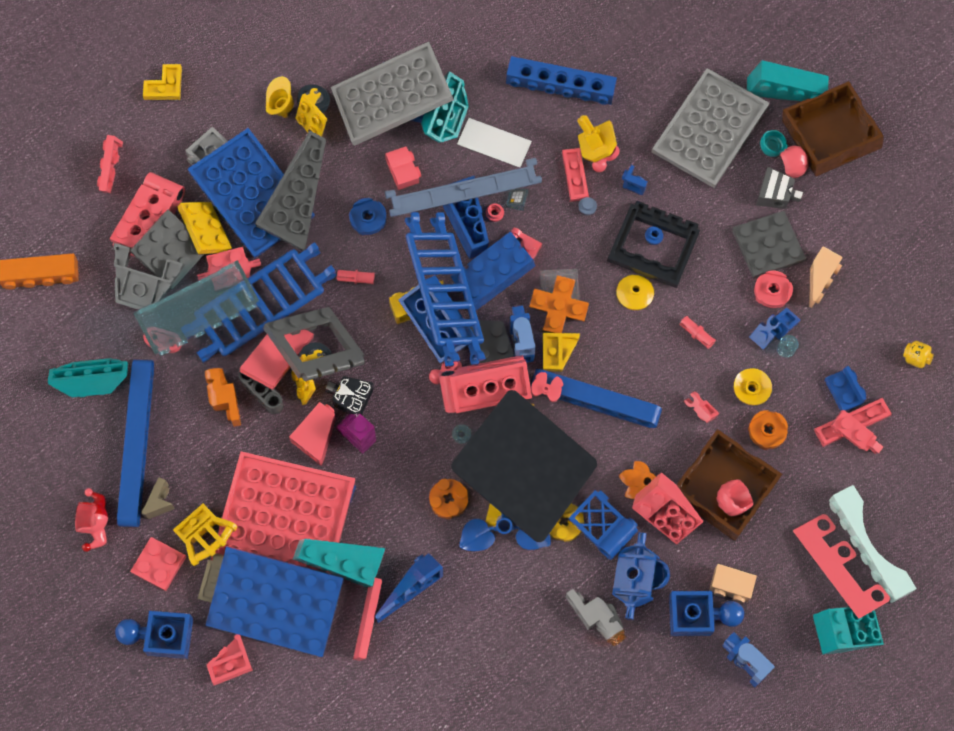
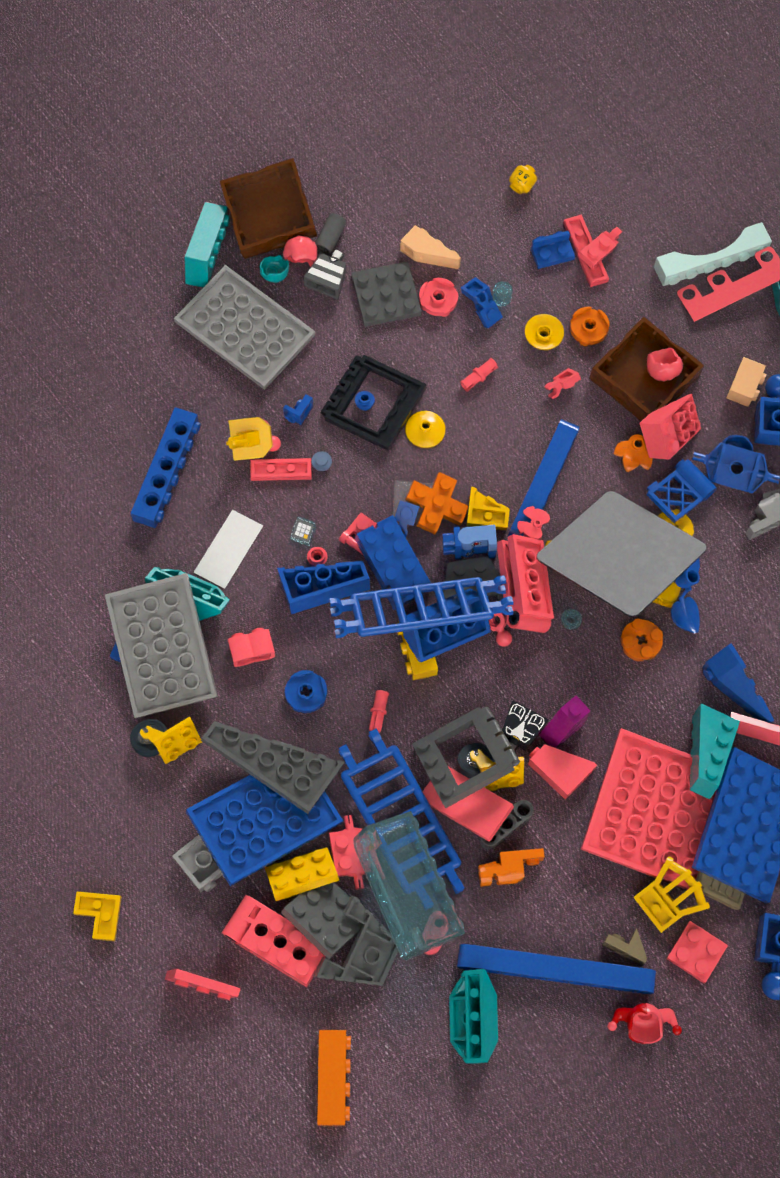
camera: 85 degrees left, 0 degrees up
(279, 97) = (141, 776): yellow piece -> none
(463, 190) = (298, 579): sand blue piece -> none
(542, 280) = (406, 514): none -> blue plate
(820, 187) = (330, 234): none -> dark grey pin

